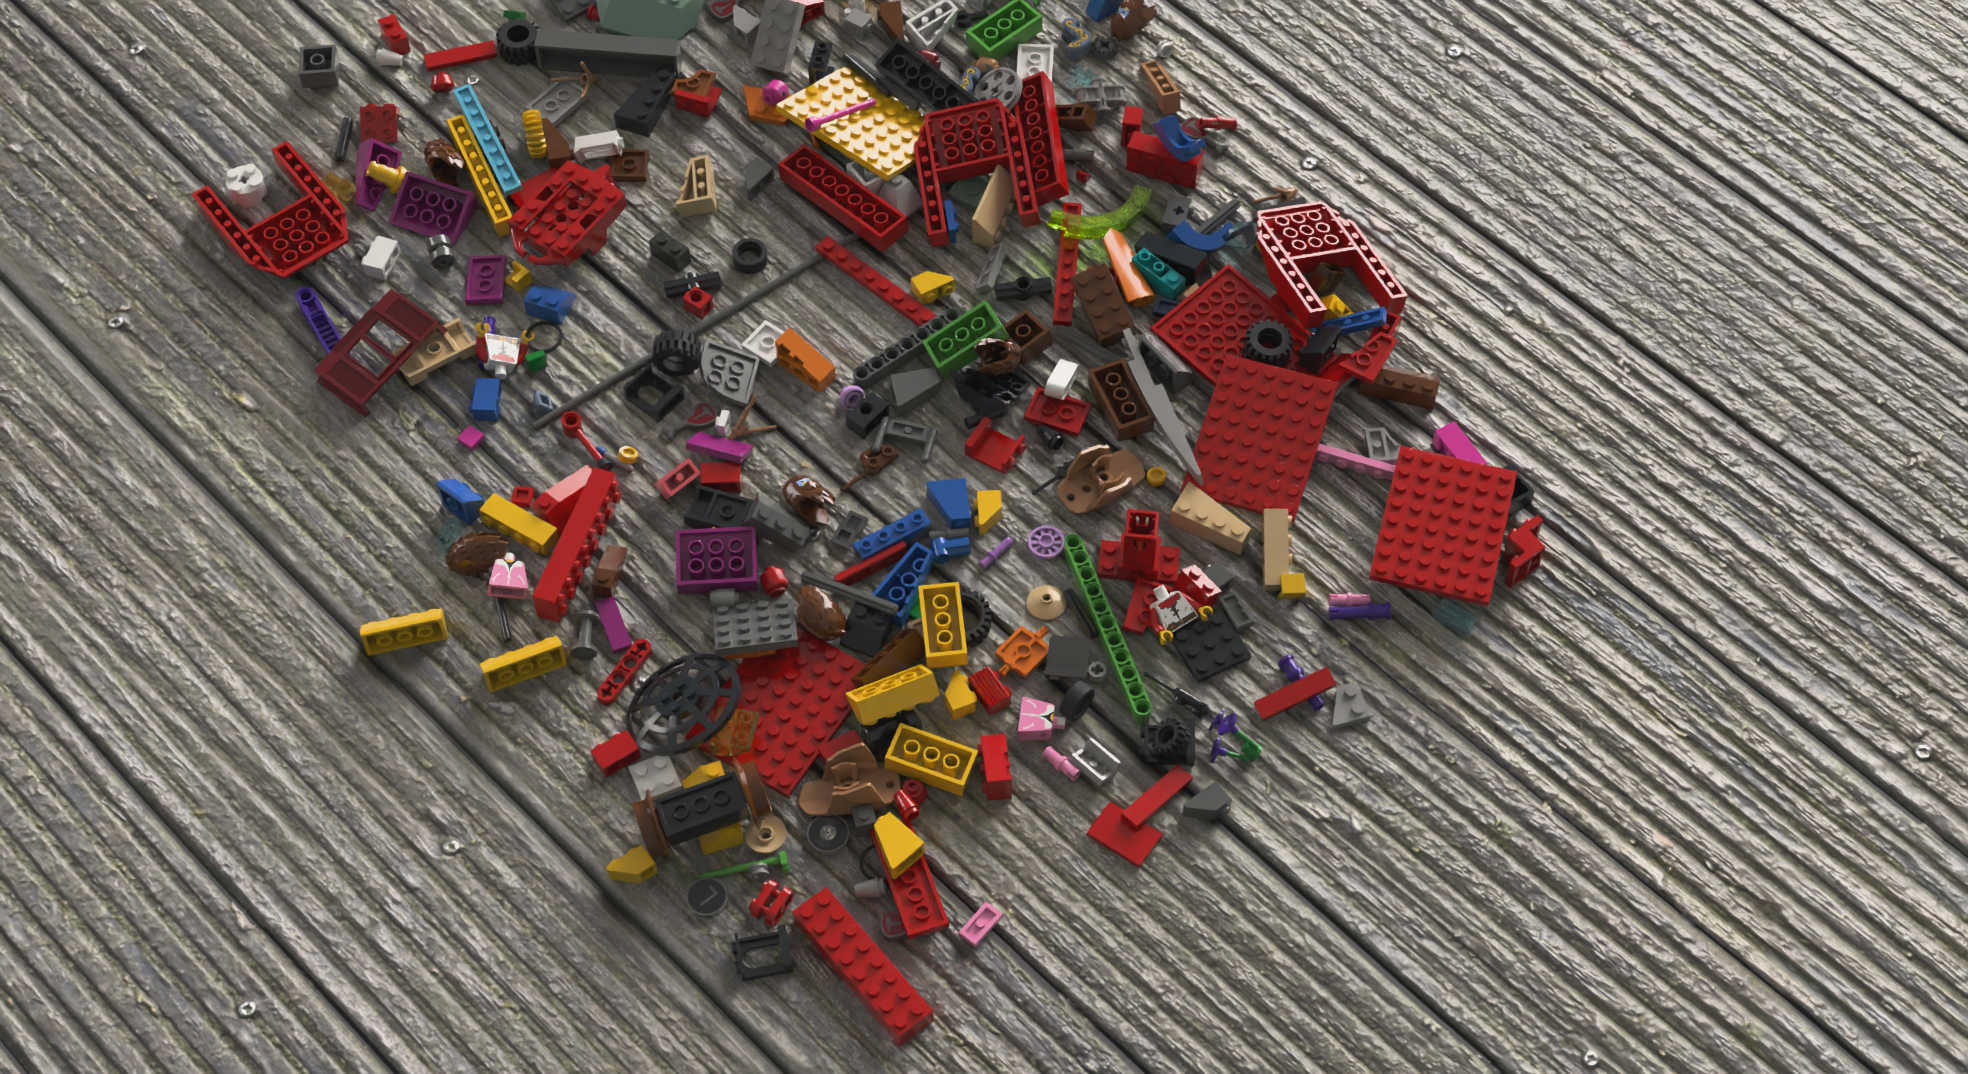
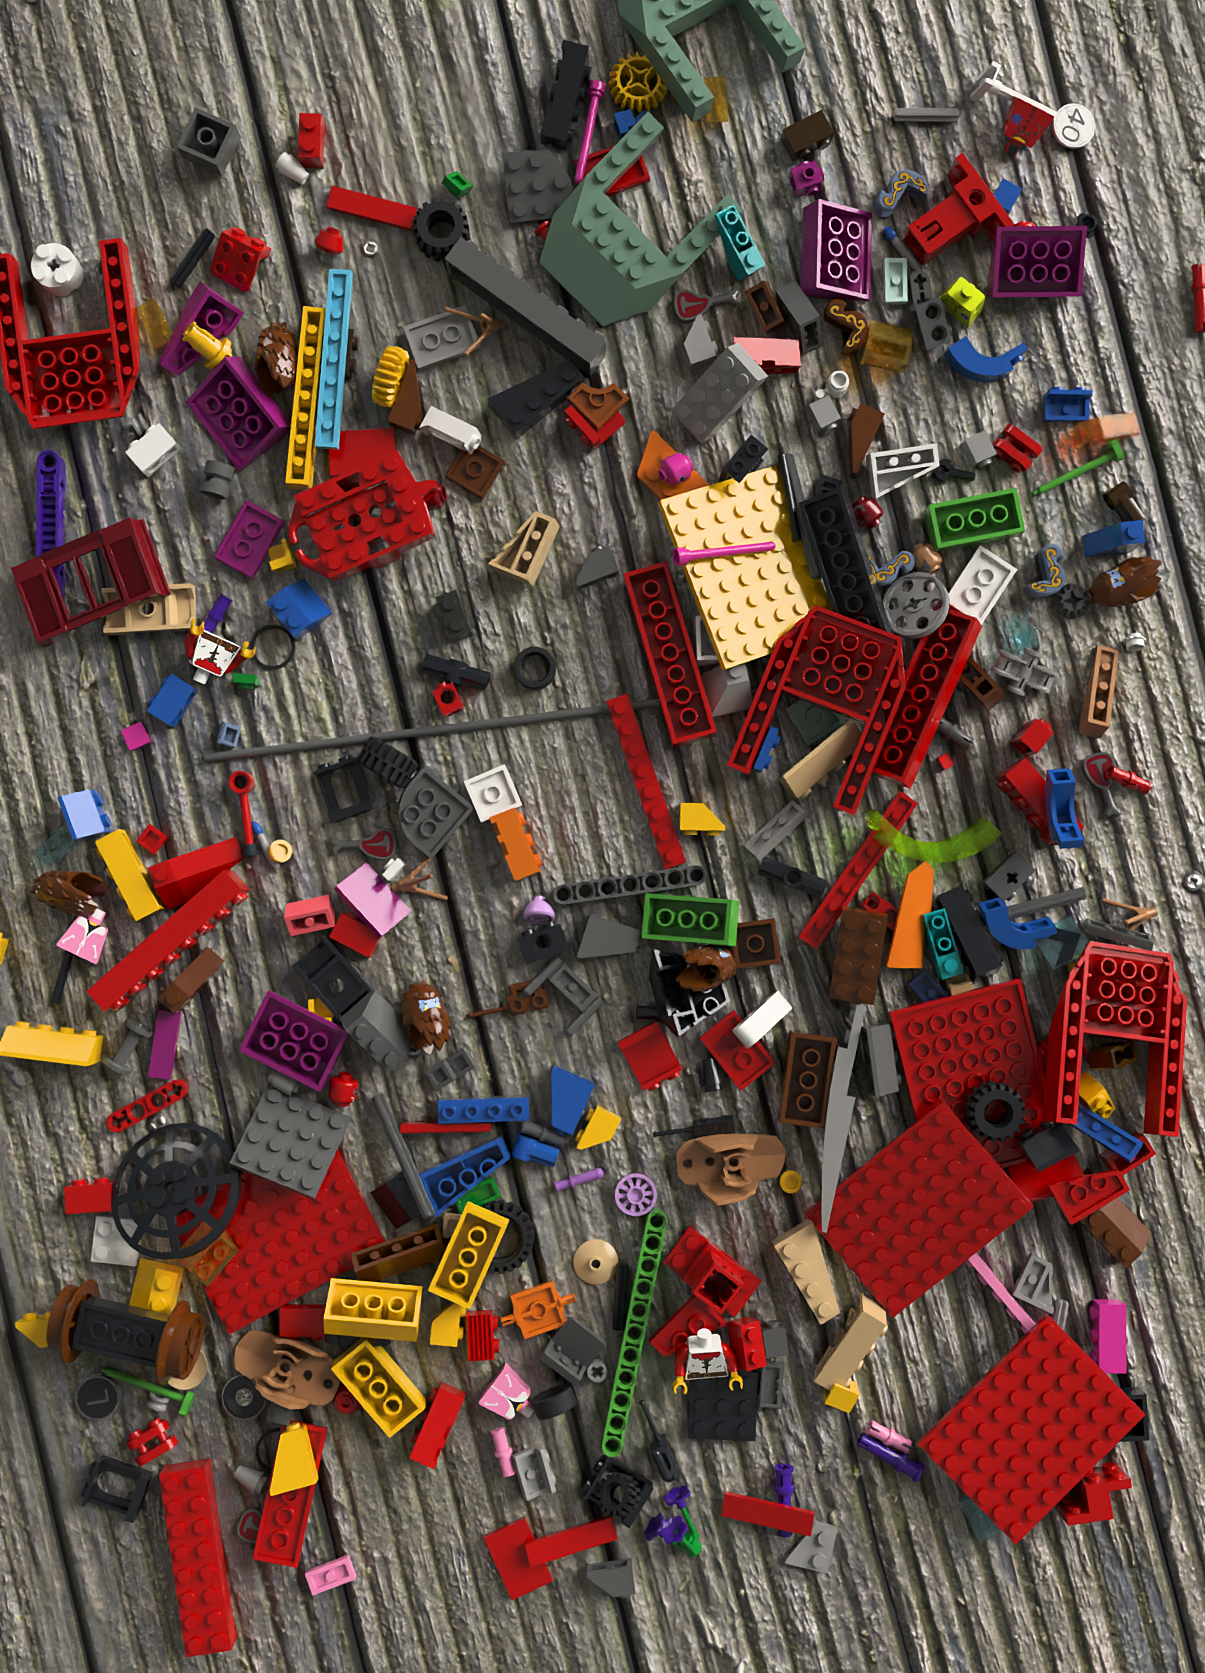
camera: 20 degrees right, 30 degrees up
(820, 614) = (362, 1164): reddish brown head -> none
(907, 807) = (327, 1422): red cone -> none

